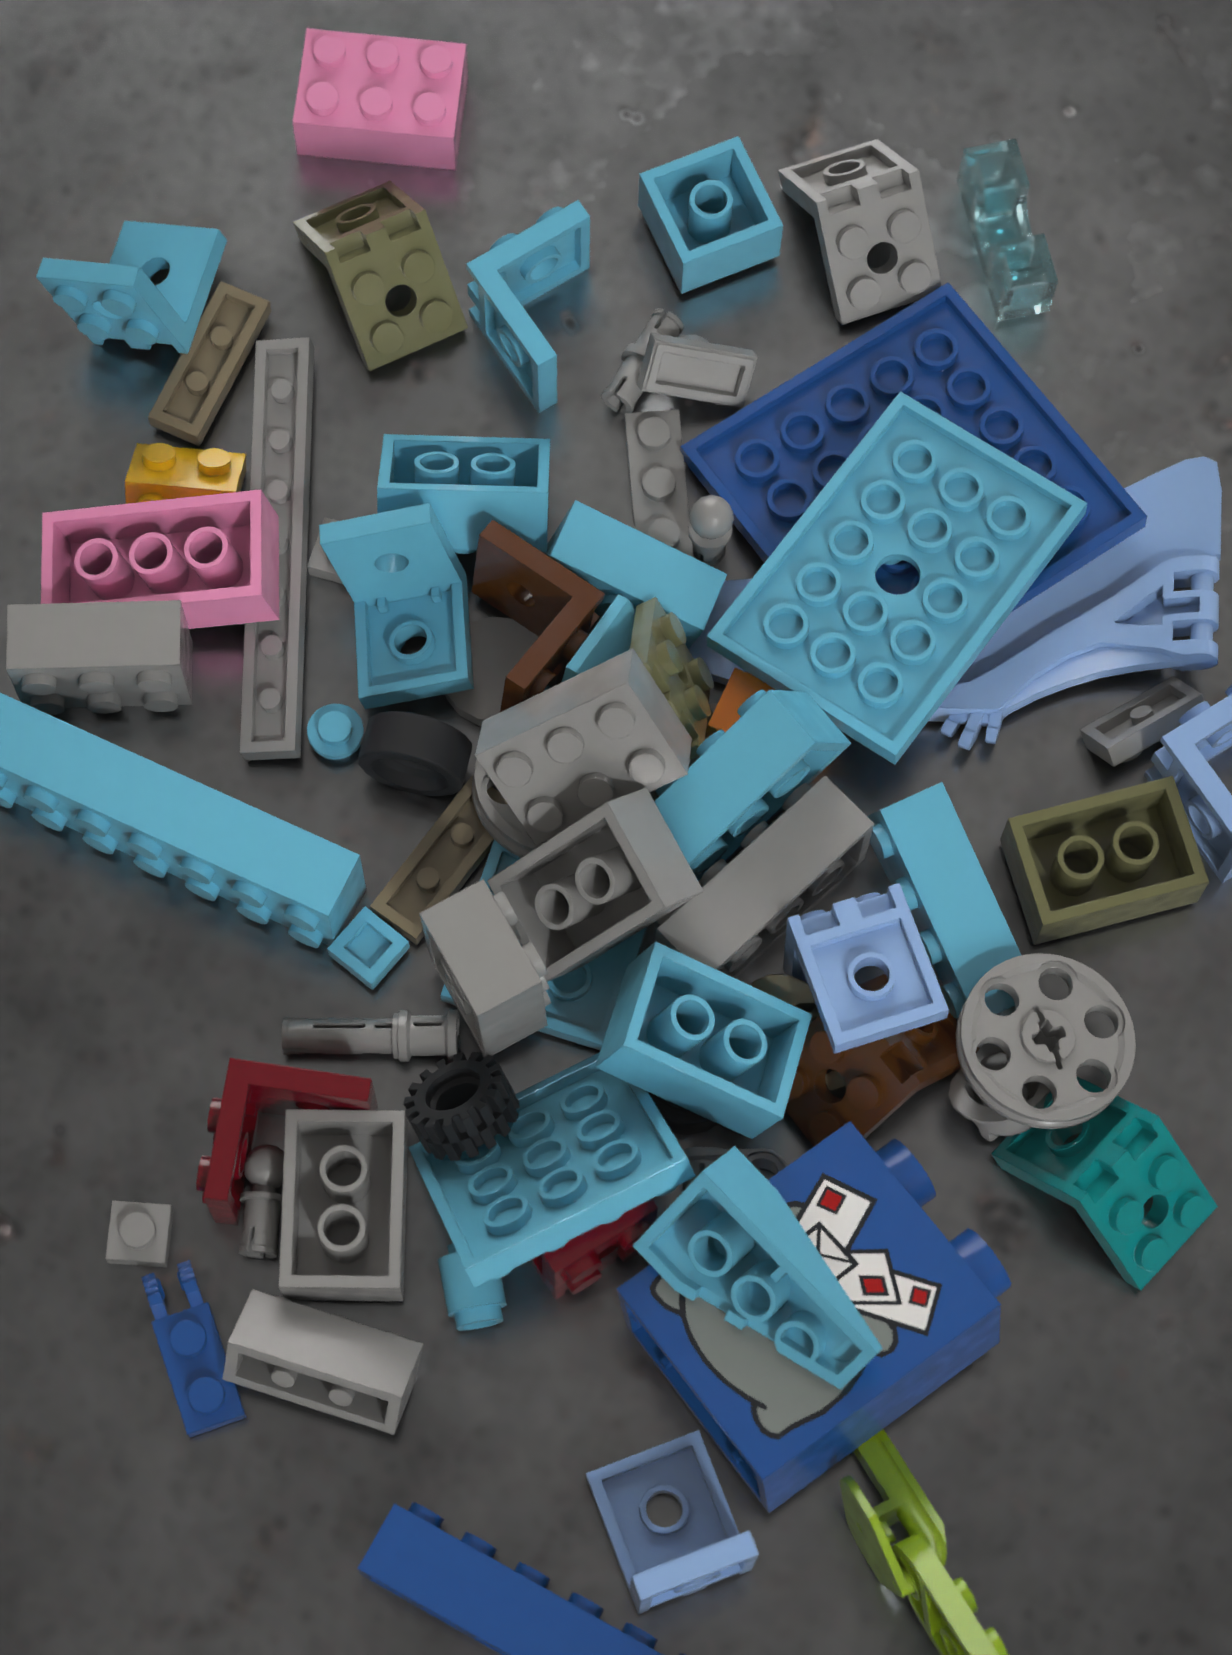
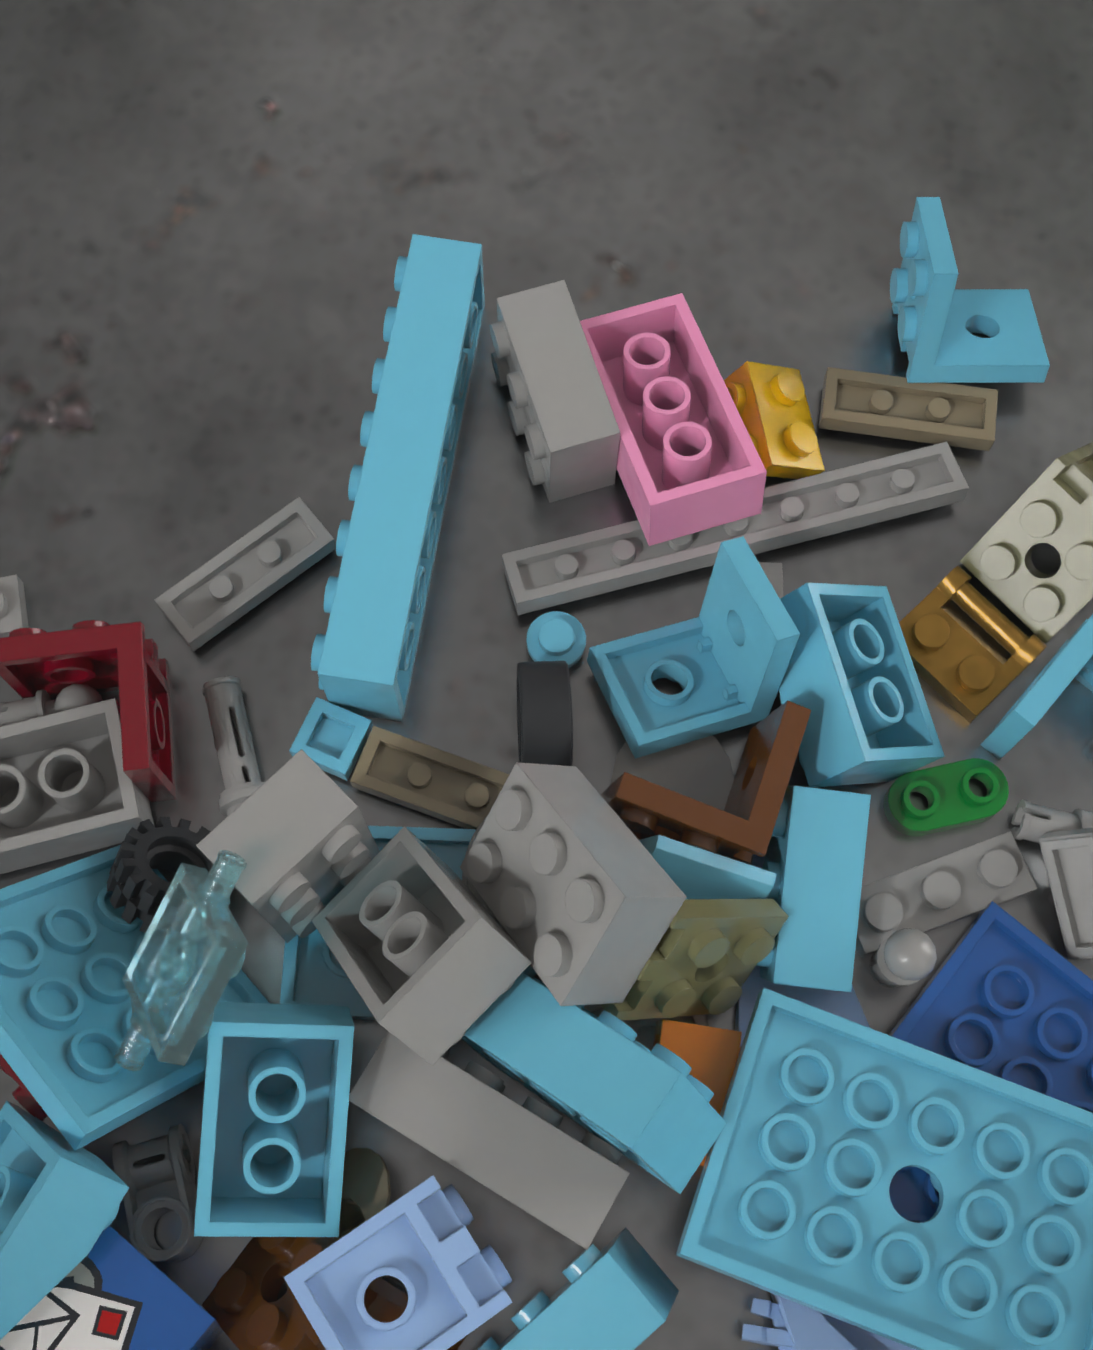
camera: 75 degrees right, 0 degrees up
(181, 987) = (246, 573): none -> light grey plate
(457, 407) = (953, 658): none -> pearl gold plate
(568, 1055) = (183, 964): none -> clear light blue plate
(578, 452) = (948, 796): none -> green plate

